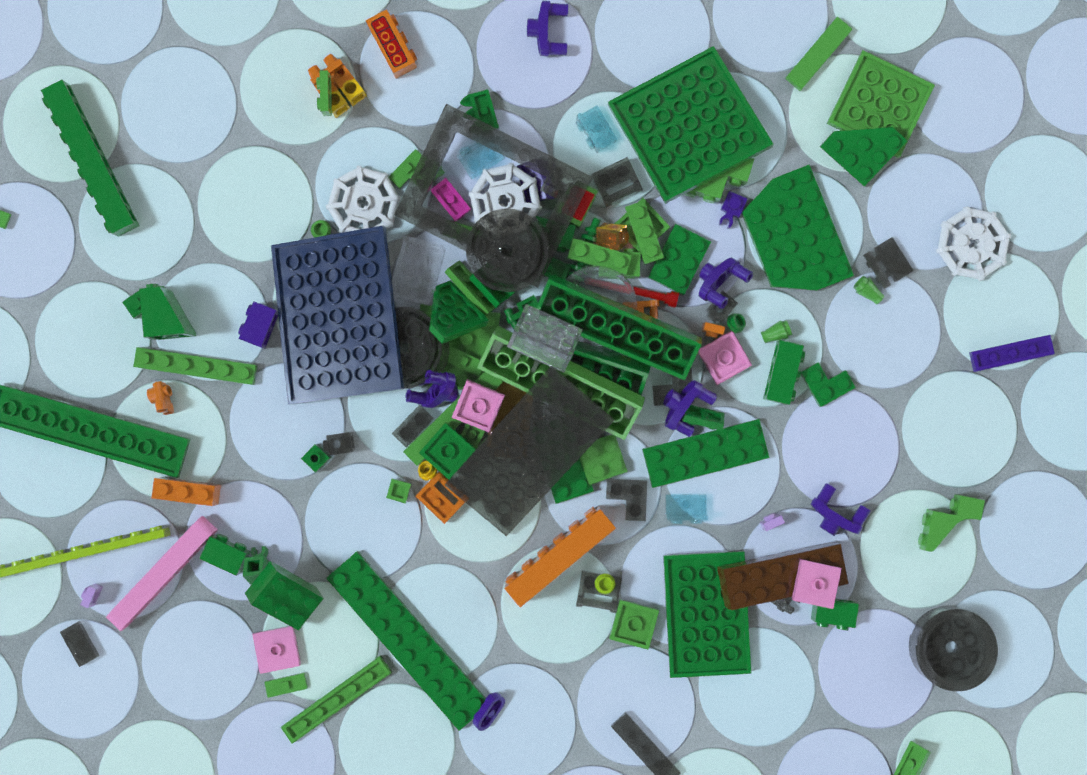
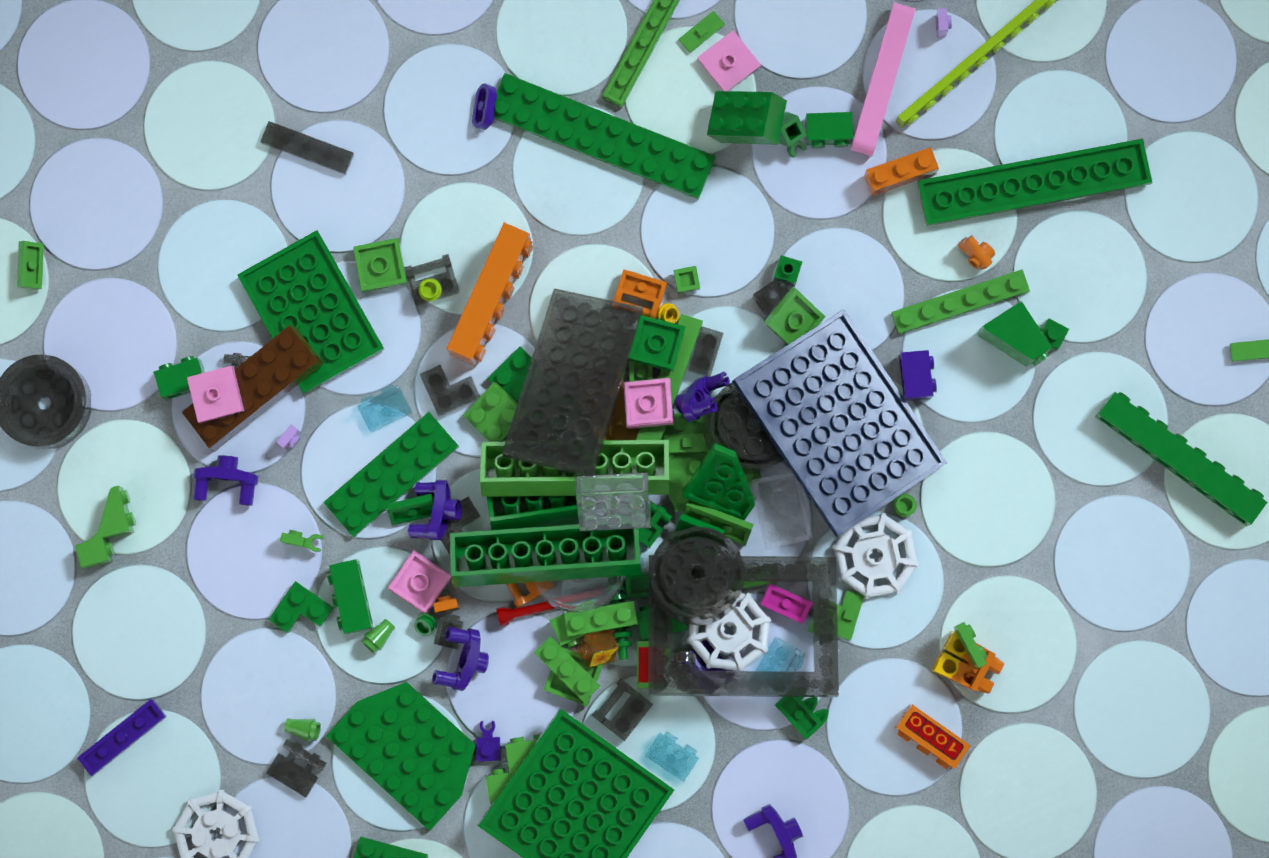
camera: 155 degrees right, 5 degrees down
(330, 417) = (793, 317): none -> bright green plate
(681, 259) = (515, 663): green plate -> none
(805, 439) = (295, 538): none -> bright green plate

